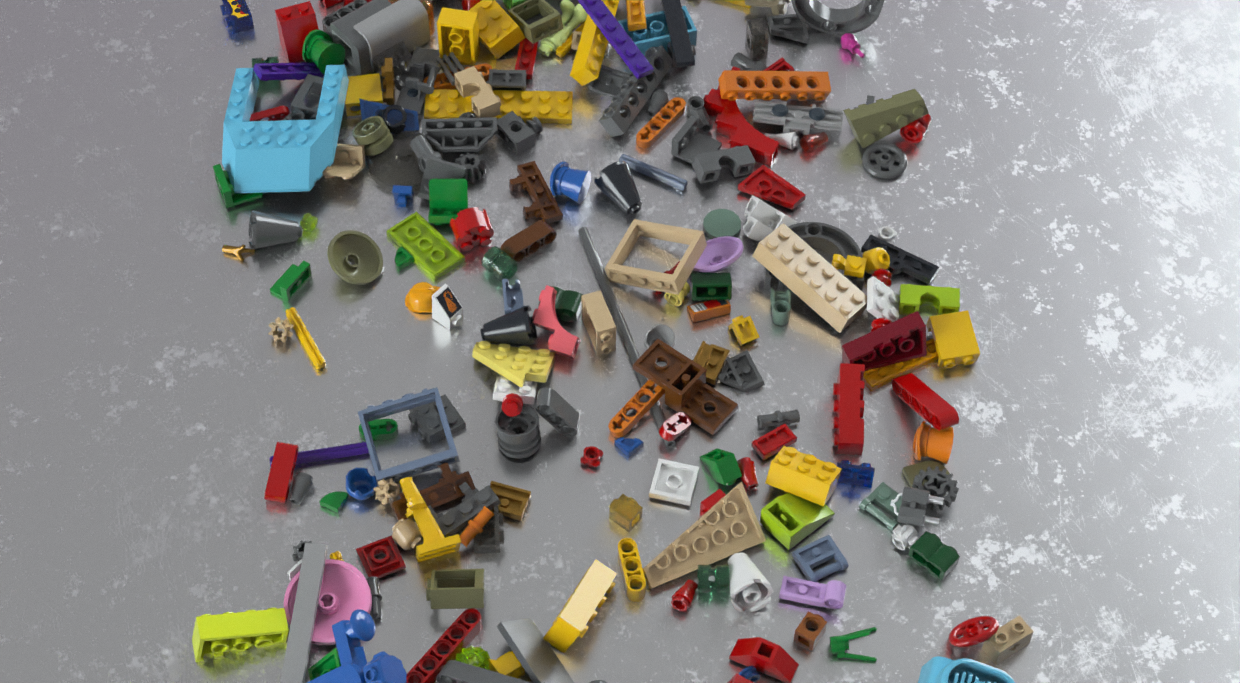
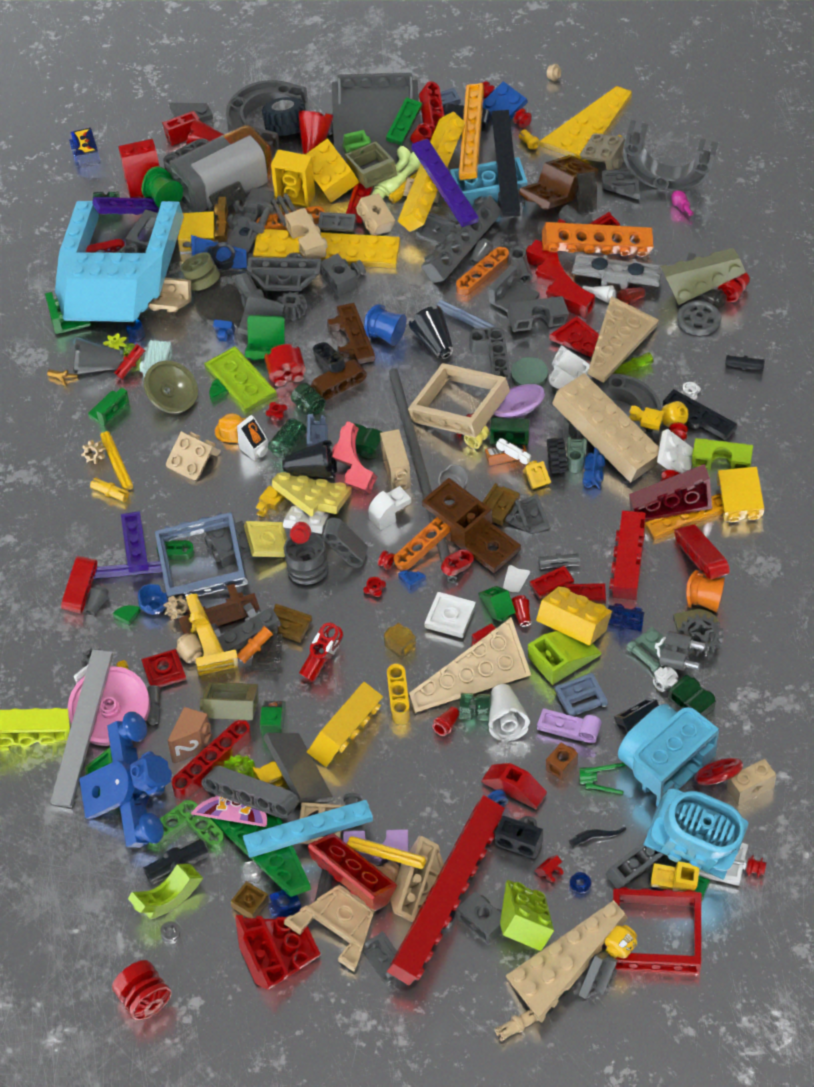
camera: 10 degrees right, 0 degrees up
(290, 212) = (115, 341): none -> neon yellow plant
(302, 369) = (109, 489): none -> yellow pin
(308, 233) = (129, 361): none -> red pin
(312, 202) = (136, 333): none -> clear blue piece
(334, 223) = (154, 353): none -> light aqua brick
(335, 423) = (134, 542): none -> dark purple plate
(383, 328) = (191, 455): none -> tan bracket
(418, 628) = (189, 735): none -> nougat slope
(467, 281) = (276, 415): none -> red plate
(471, 370) = (269, 499): none -> yellow plate
(474, 412) = (265, 538): none -> light yellow plate
(482, 305) = (287, 438): none -> clear green piece
(502, 603) = (272, 717): none -> green slope
(516, 218) = (329, 357): none -> black beam
(542, 539) = (316, 660): none -> red connector
(546, 69) = (375, 214): none -> tan brick
(593, 371) = (385, 505): none -> white brick
(600, 427) = (386, 559): none -> red bush
(682, 194) = (492, 341): none -> dark grey beam
(719, 307) = (513, 451): none -> white axle
(725, 30) = (556, 182): none -> reddish brown bracket
(735, 439) = (515, 579): none -> white sticker
(763, 308) = (557, 455): none -> black tyre
(800, 314) = (594, 463): none -> blue hinge
(809, 183) = (619, 336): none -> tan wing
(820, 448) = (594, 592): none -> red plate
(827, 211) = (635, 364): none -> clear neon green axle
(884, 579) = (635, 713): none -> black panel
(898, 138) = (715, 297): none -> clear smoke cone
(921, 611) = (668, 748): none -> medium azure brick
(937, 204) = (745, 362): none -> black pin

